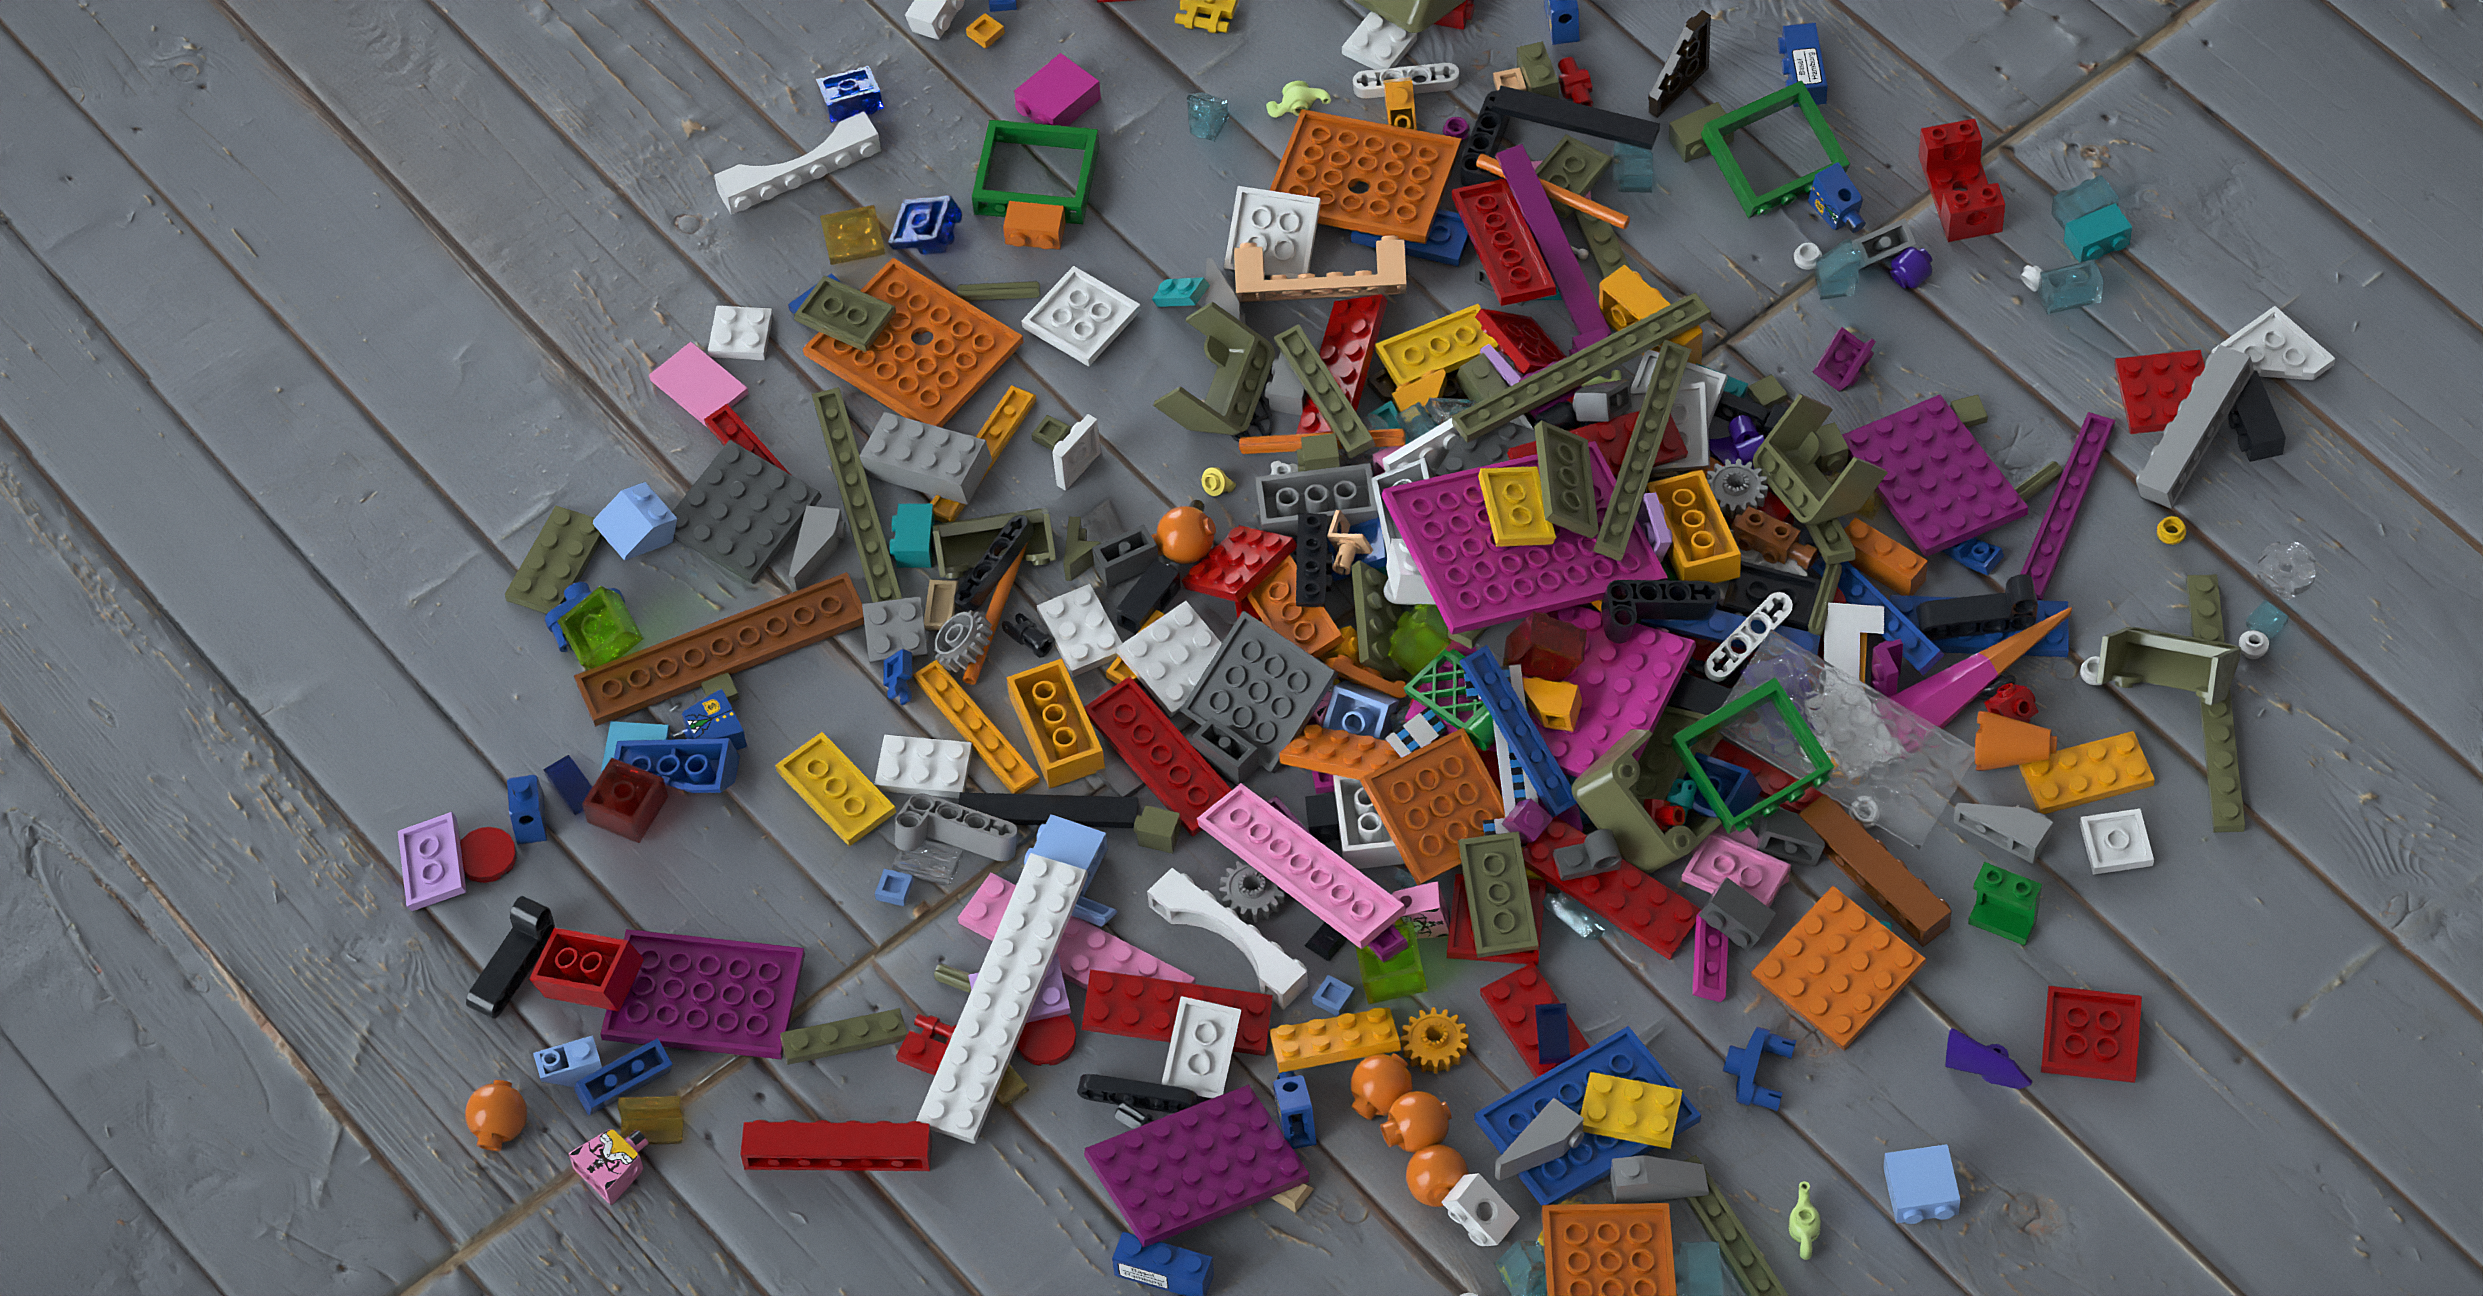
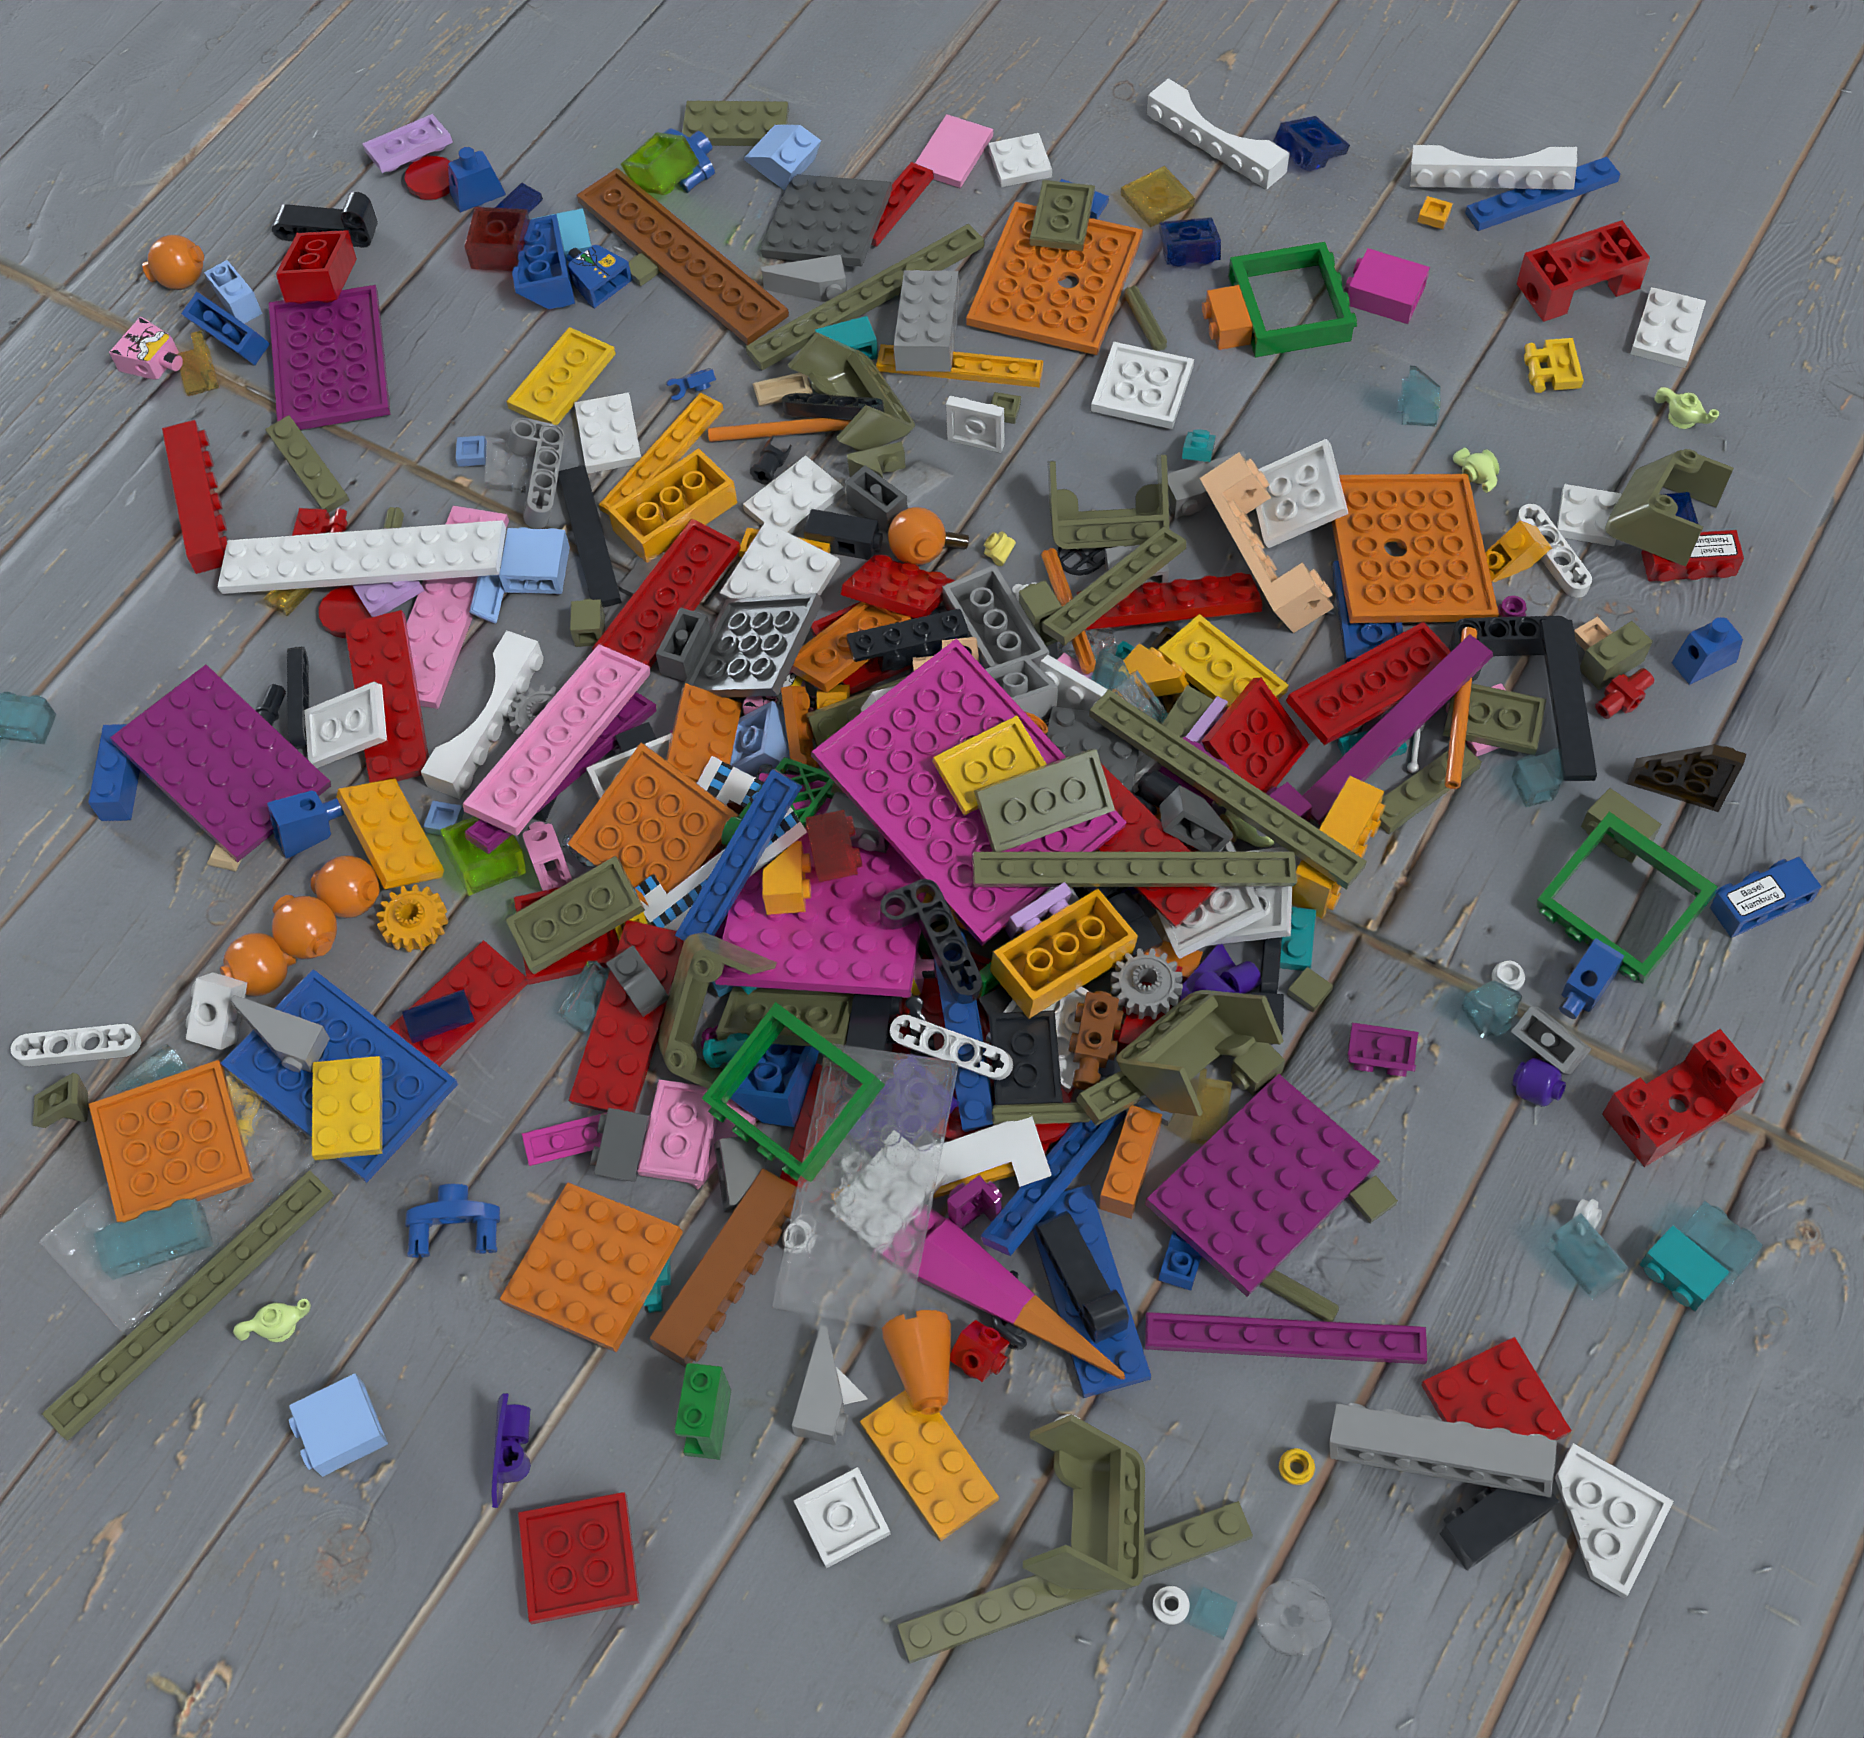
camera: 70 degrees right, 5 degrees up
(894, 627) = (738, 361): light grey plate -> none
(962, 640) = (738, 409): light grey gear -> none
(1527, 819) = (660, 911): magenta brick -> none
(1655, 1179) = (279, 1159): light grey slope -> none
(1664, 814) = (705, 1027): red axle -> none

